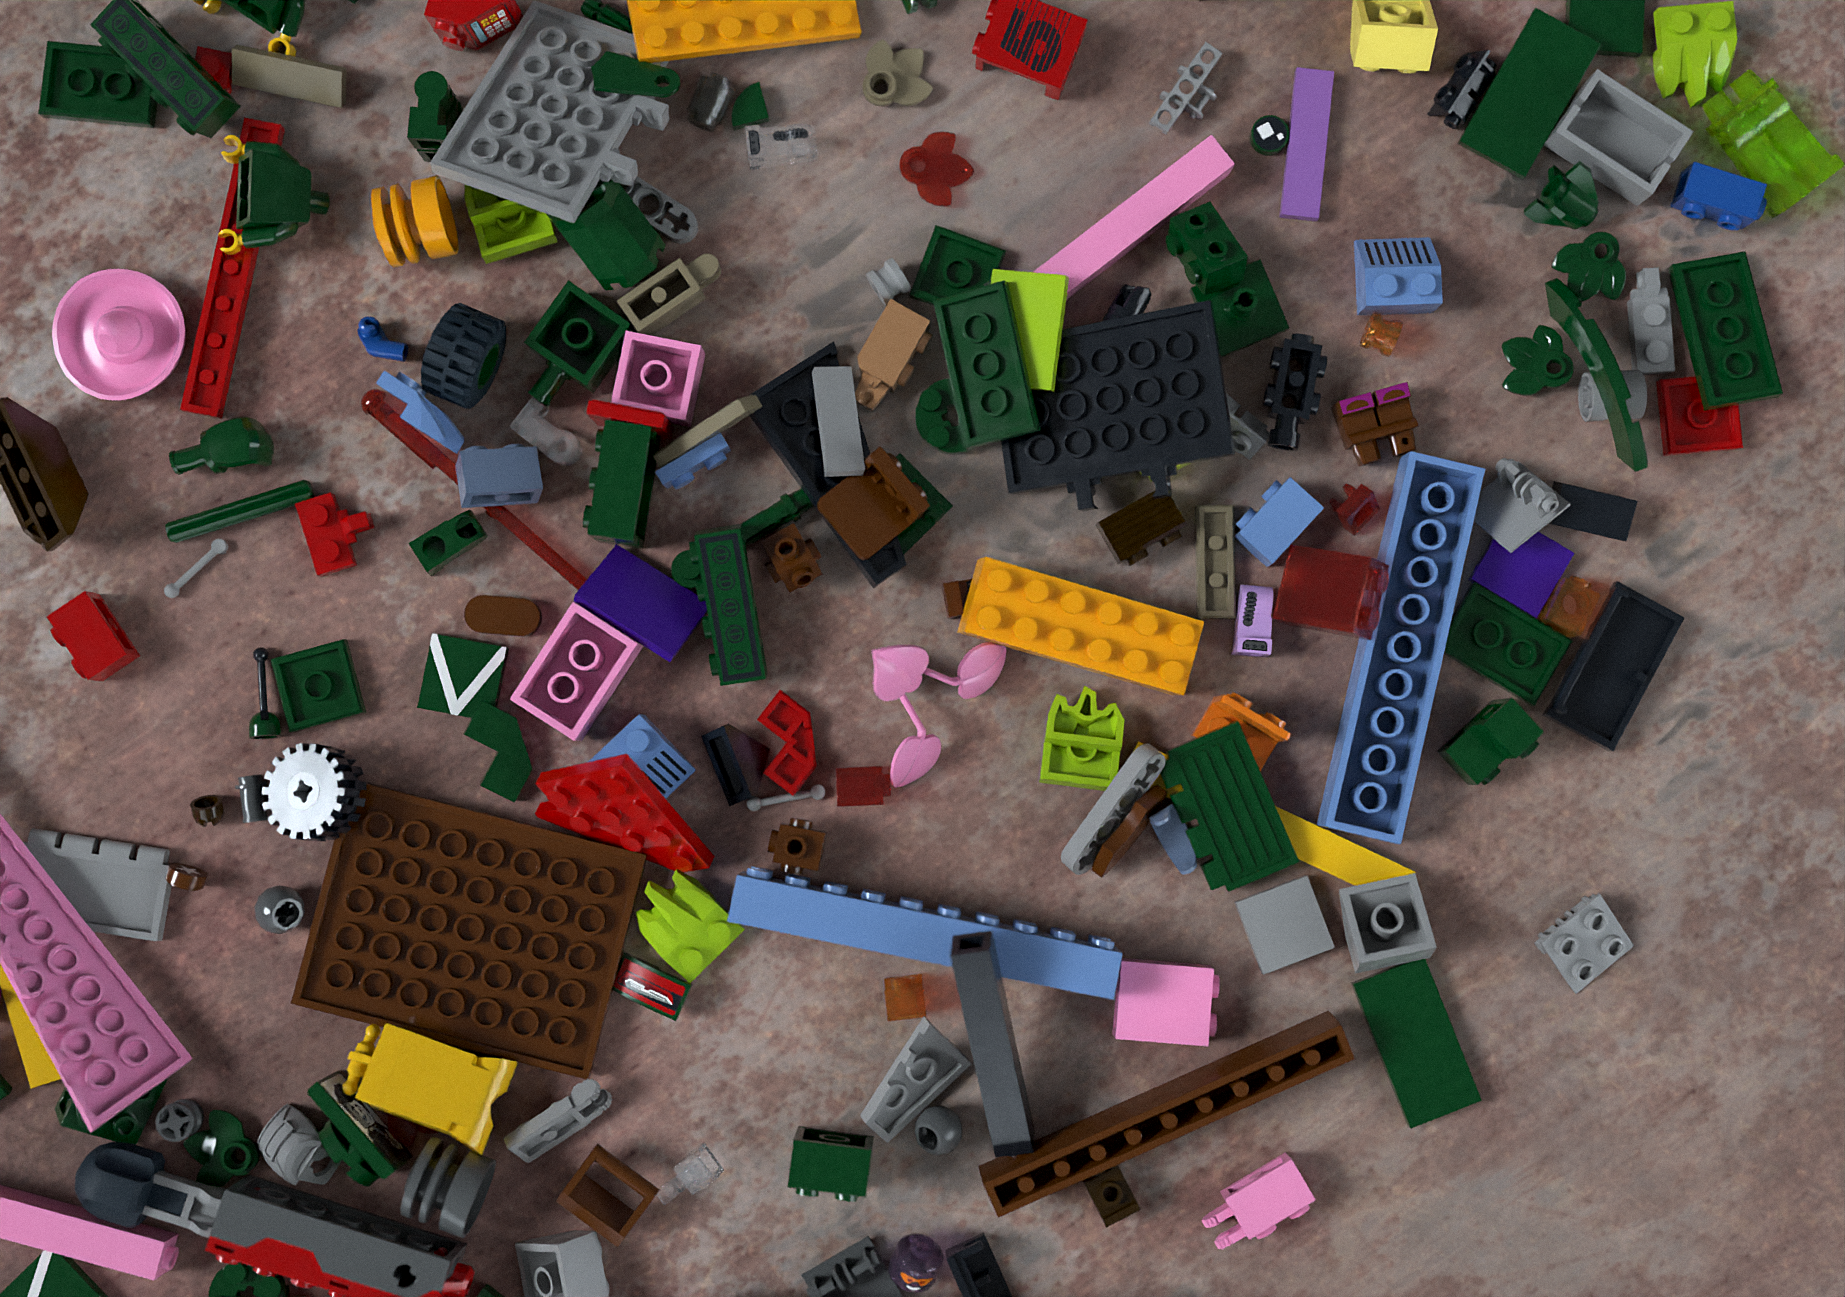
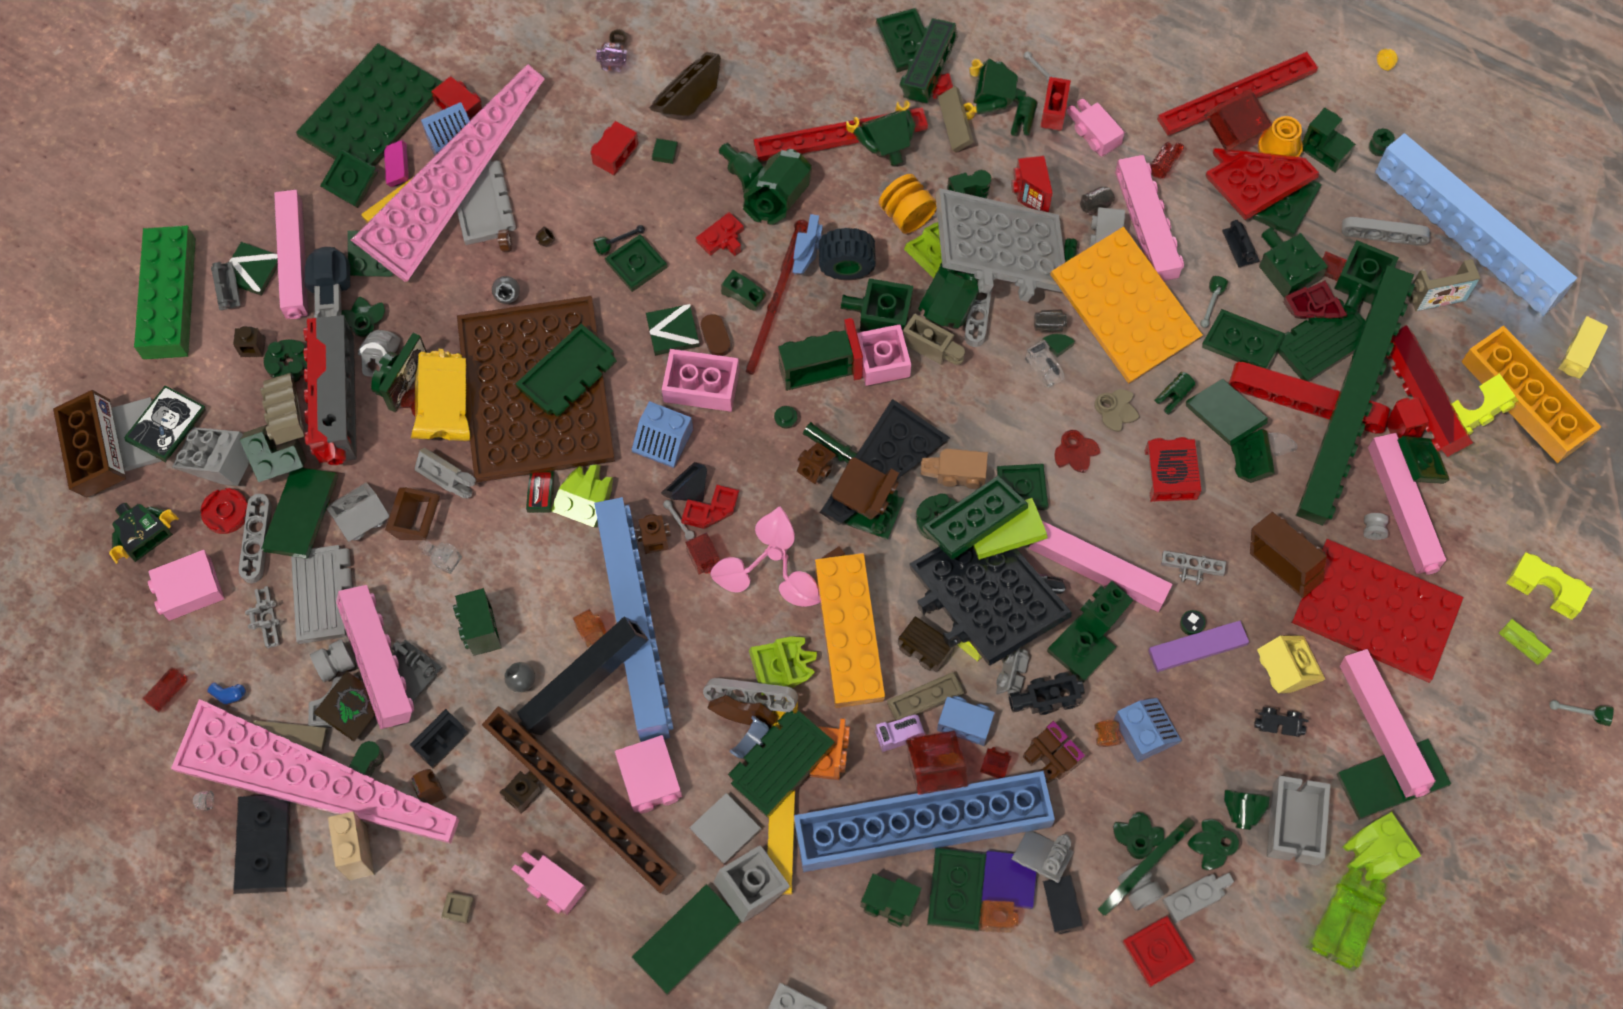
camera: 65 degrees right, 20 degrees down
(118, 334) = (779, 97): bright pink hat -> none
(133, 558) = (664, 151): none -> dark green tile
(171, 1124) = (373, 284): dark grey wheel -> none
(217, 547) = (689, 187): light grey hinge -> none
(239, 511) = (712, 188): dark green axle -> none
(252, 798) = (561, 255): dark grey pin -> none
(290, 410) = (777, 186): none -> dark green brick
(329, 804) = (577, 279): wheel -> none
(377, 343) = (836, 214): blue arm -> none
(443, 1185) = (386, 429): dark grey wheel -> none
(466, 871) = (565, 371): none -> dark green hinge
(498, 476) = (790, 298): sand blue brick -> none
(511, 762) = (636, 370): dark green tile -> none
(556, 444) = (824, 312): clear leg -> none
(621, 808) = (632, 429): red wing -> none
(629, 76) = (1040, 271): dark green piece -> none
(642, 603) = (754, 398): dark purple tile -> none
(681, 470) = (851, 396): medium blue plate -> none
(708, 428) = (866, 388): dark tan tile -> none
(730, 604) = (774, 440): dark green brick -> none
(838, 421) = (904, 452): light grey tile -> none
(888, 281) = (998, 451): light grey wheel -> none
(914, 1080) = (542, 651): light grey wing -> none
(915, 1262) = (436, 695): clear purple head -> none
(1529, 93) = (1299, 757): dark green tile -> none
(1613, 666) = (974, 960): black container -> none
(1719, 196) = (1298, 902): blue brick -> none
(1725, 330) = (1217, 942): dark green tile -> none

